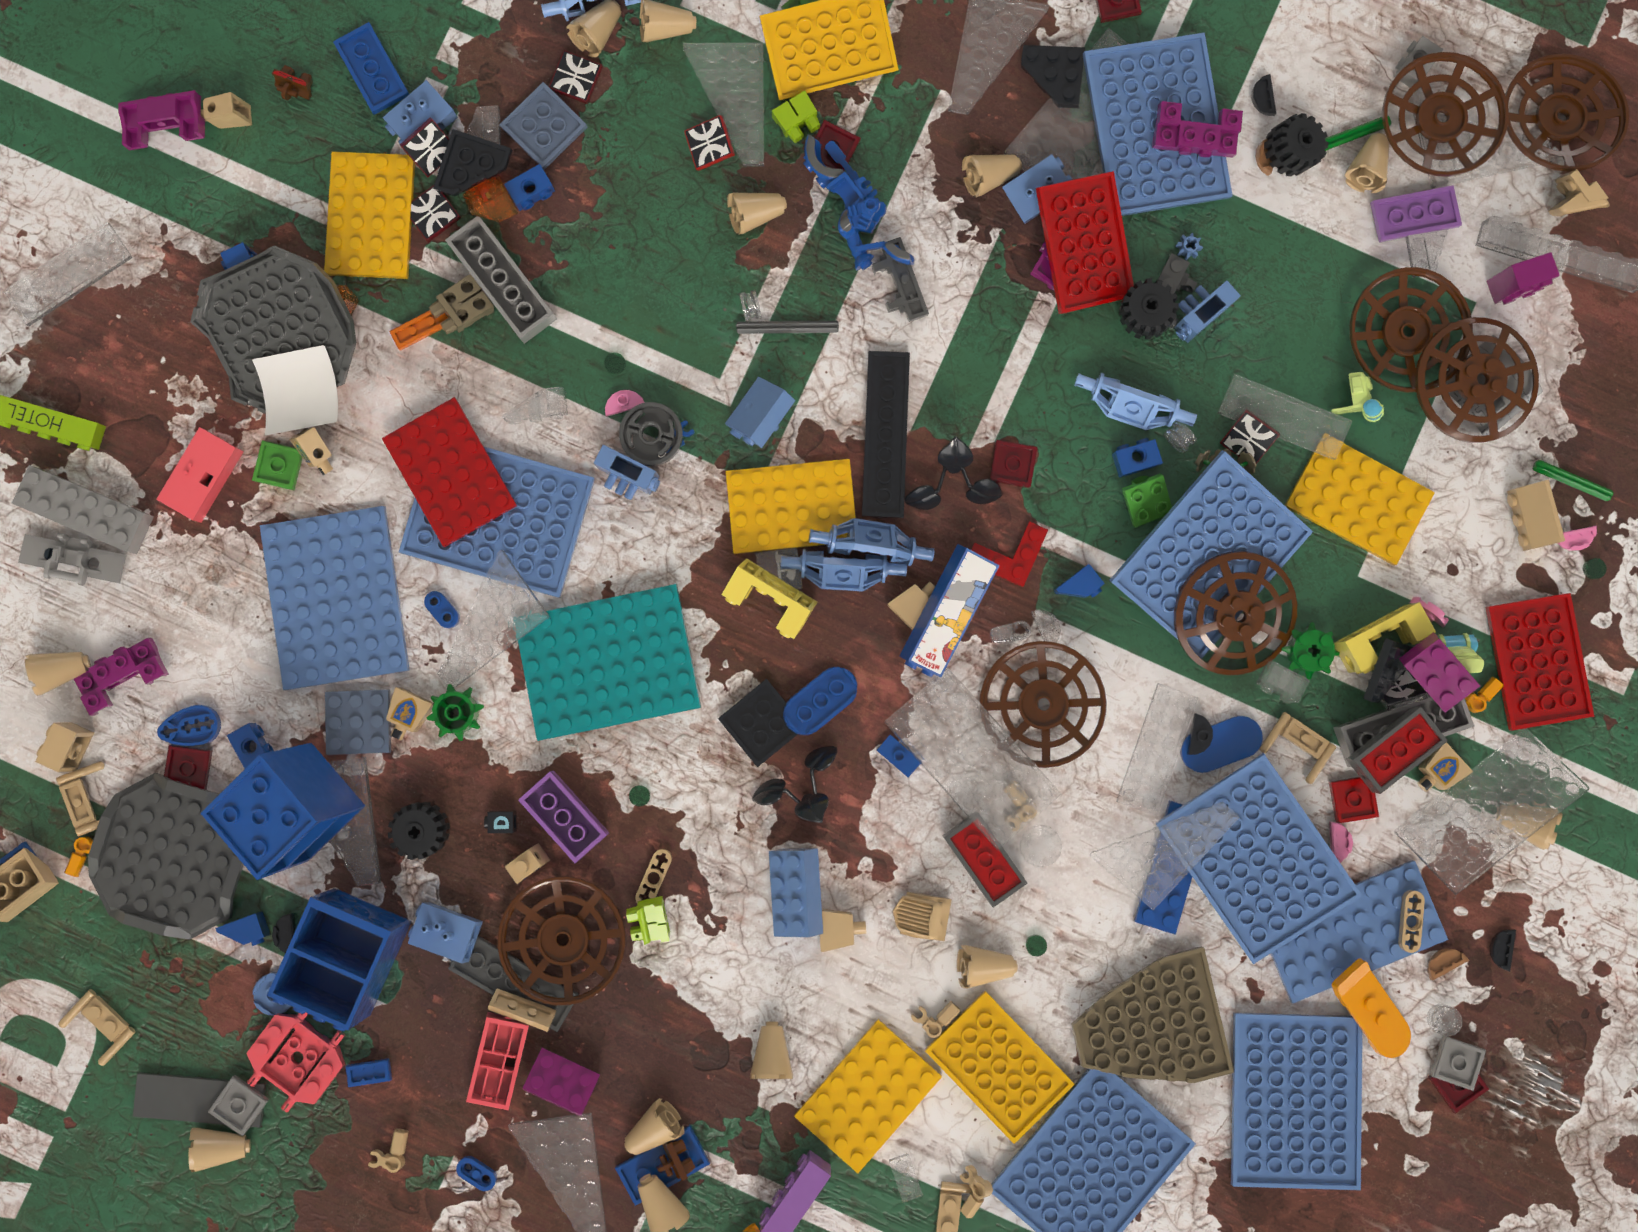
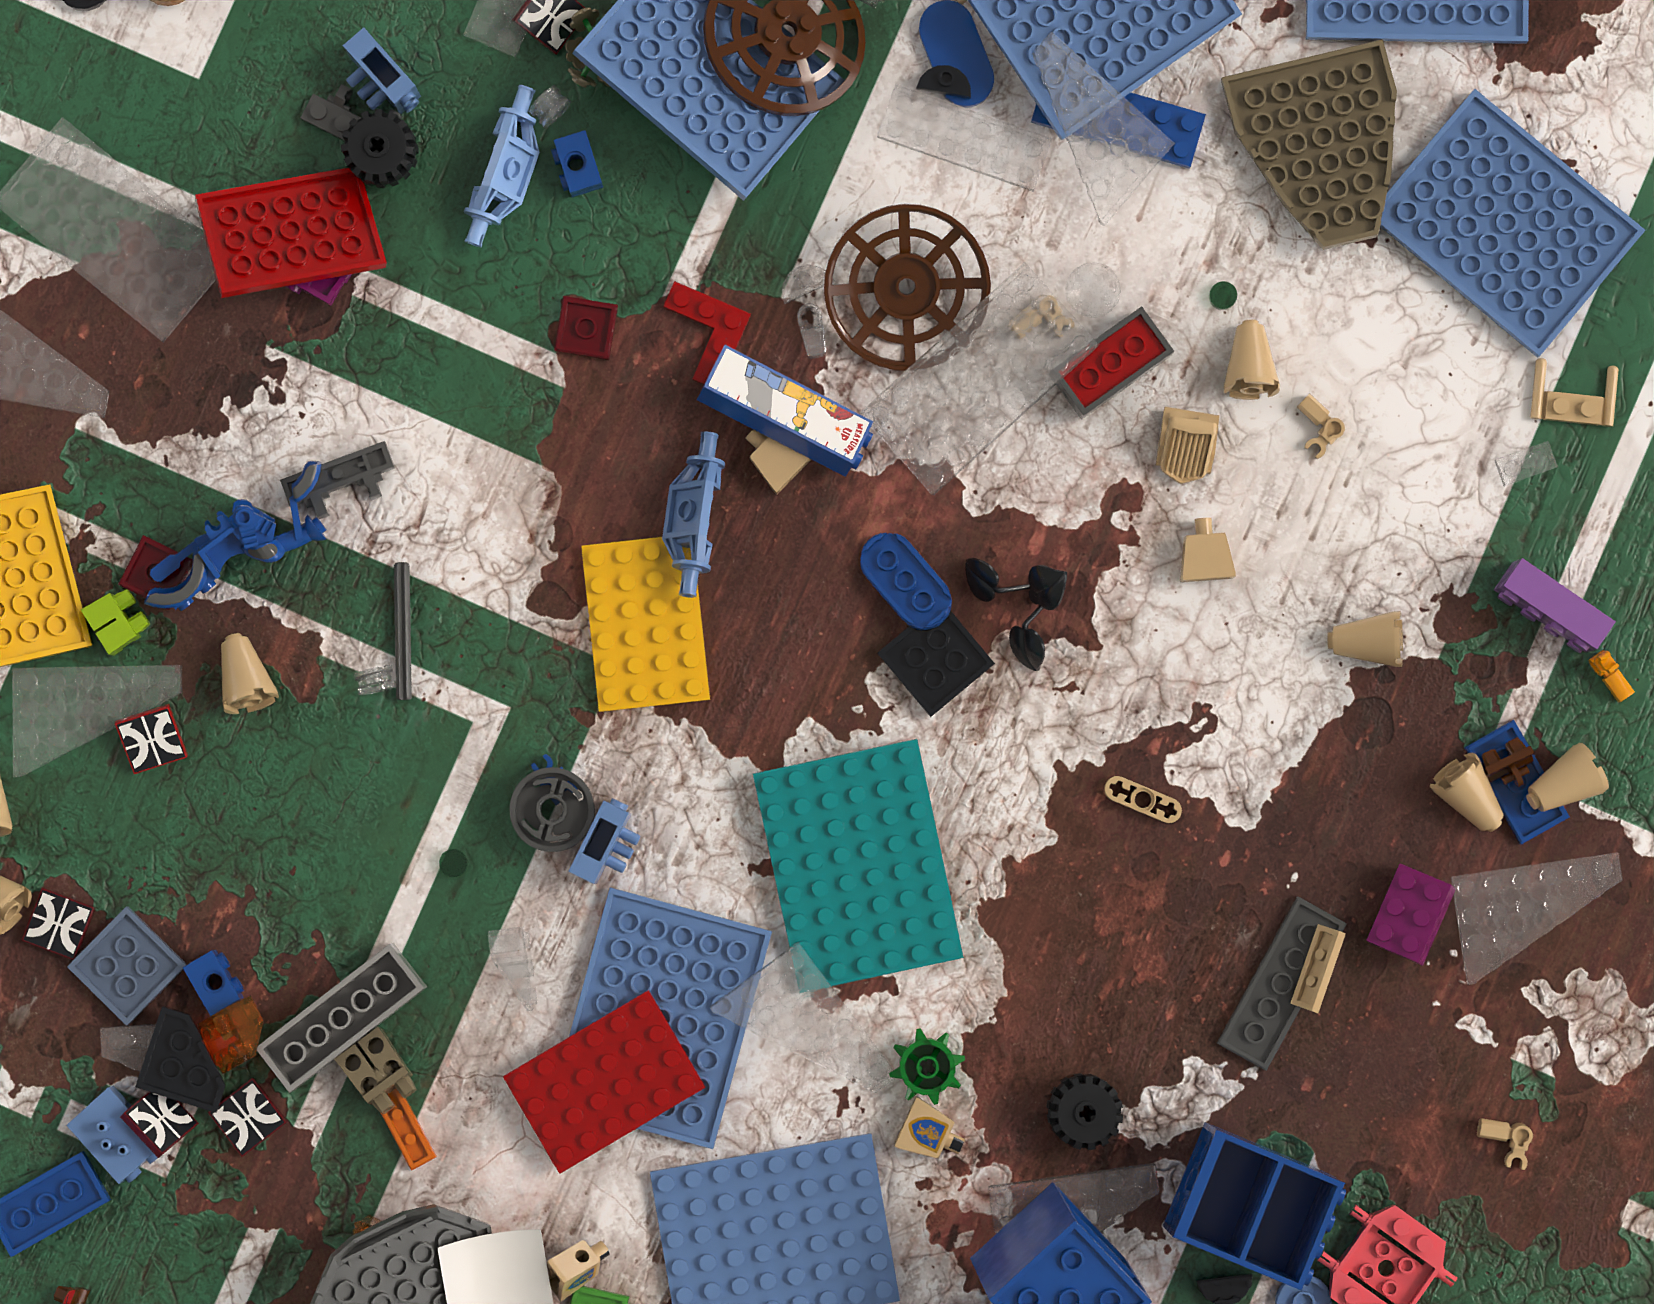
camera: 90 degrees left, 0 degrees up
(357, 722) = (941, 1200): sand blue plate -> none
(368, 1072) = (1404, 1172): blue plate -> none
(369, 215) = (250, 1201): yellow plate -> none
(441, 609) = (789, 1090): blue plate -> none
(444, 932) = (1217, 1074): medium blue piece -> none
(476, 1174) = (1533, 1027): blue plate -> none
(492, 1080) = (1409, 1009): coral brick -> none
(501, 821) = (1071, 1003): black brick -> none
(527, 863) = (1127, 967): tan torso -> none
(551, 949) = (1244, 923): reddish brown dish -> none
(563, 816) = (1063, 918): medium lavender brick -> none
(622, 401) = (505, 850): bright pink plate -> none
(639, 795) = (1034, 820): clear green tile -> none
(652, 921) = (1198, 798): lime hips -> none
(750, 575) = (778, 609): light yellow plate -> none
(759, 413) = (521, 665): medium blue piece -> none
(772, 563) = (732, 638): clear tile -> none
(796, 892) = (1158, 609): medium blue brick -> none
(841, 572) = (736, 552): medium blue plate -> none
(868, 1096) = (1422, 514): yellow plate -> none
(885, 434) = (547, 497): black plate -> none
(898, 756) = (977, 477): blue plate -> none
(954, 458) = (583, 405): black plant -> none
(980, 1189) = (1538, 366): tan bar -> none
(989, 172) = (191, 361): tan cone -> none
(999, 1067) = (1381, 343): yellow plate -> none
(1022, 189) = (200, 290): medium blue piece -> none
(1056, 72) = (53, 271): black plate -> none
(1081, 584) = (746, 236): blue slope -> none
(1125, 97) = (125, 135): medium blue plate -> none
(1147, 499) = (633, 150): bright green plate -> none
(1187, 252) = (285, 99): medium blue gear -> none
(1196, 137) = (146, 92): magenta bracket -> none

